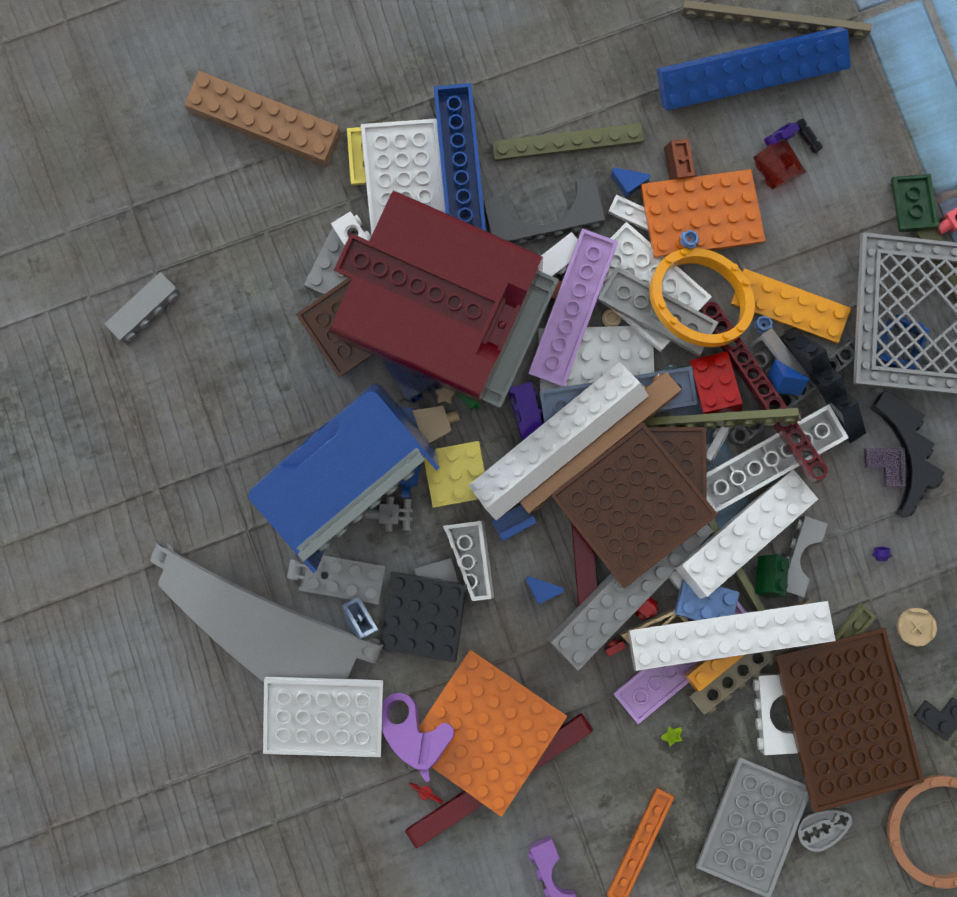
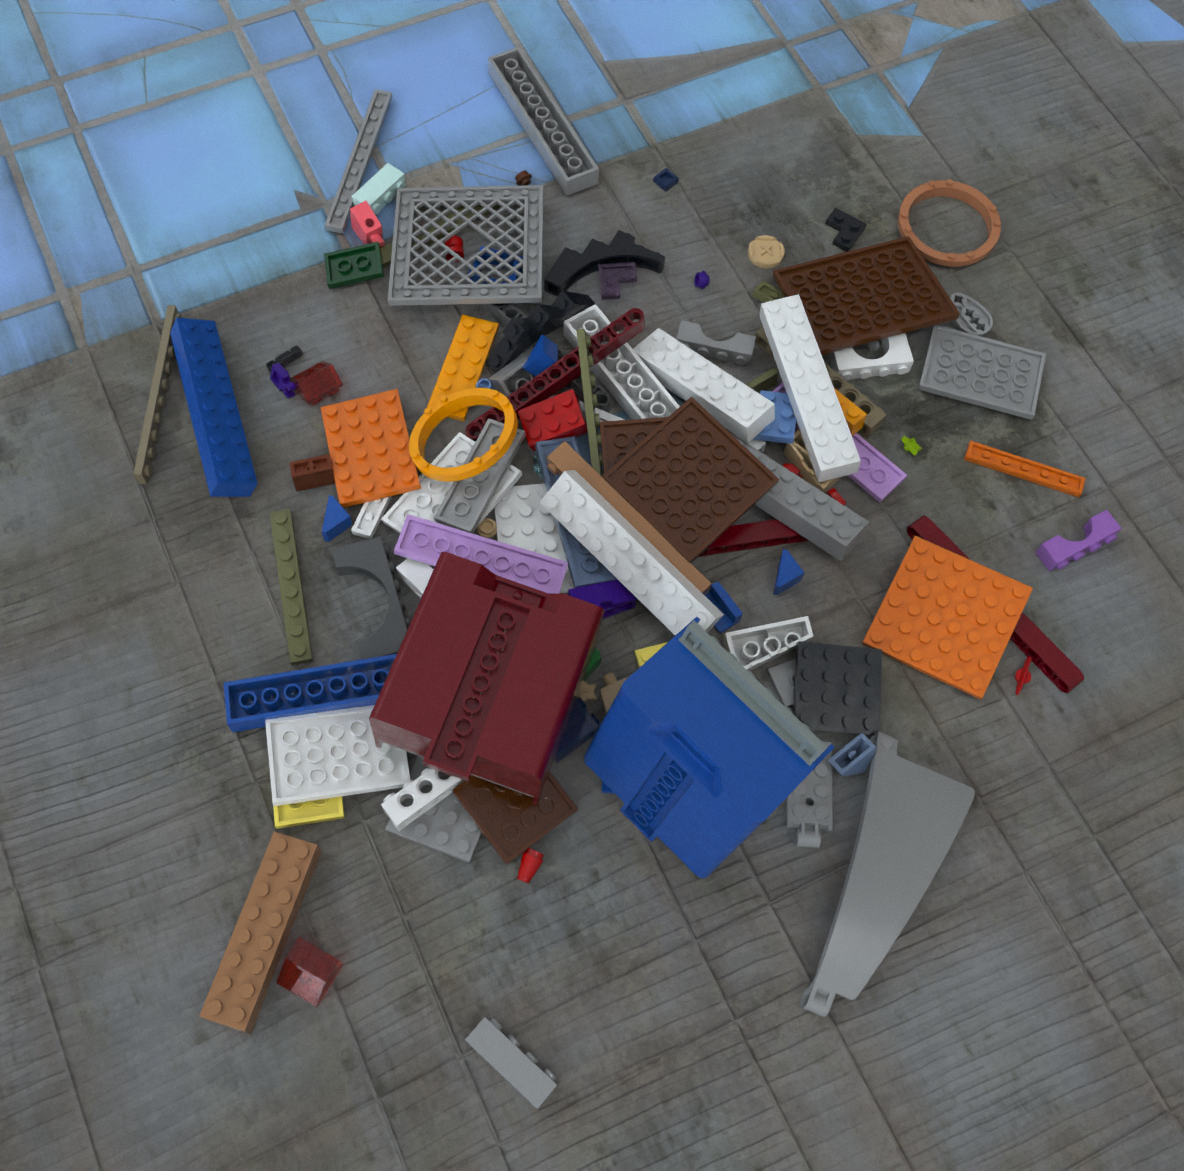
camera: 100 degrees left, 20 degrees down
(230, 156) = (308, 971): none -> clear red slope
(296, 333) = (529, 865): none -> red cone
(322, 716) = (968, 788): white plate -> none
(405, 739) = (982, 681): medium lavender animal -> none
(692, 235) = (400, 446): medium blue plate -> none
(772, 576) = (740, 363): dark green brick -> none
(932, 304) = (456, 244): none -> red wheel

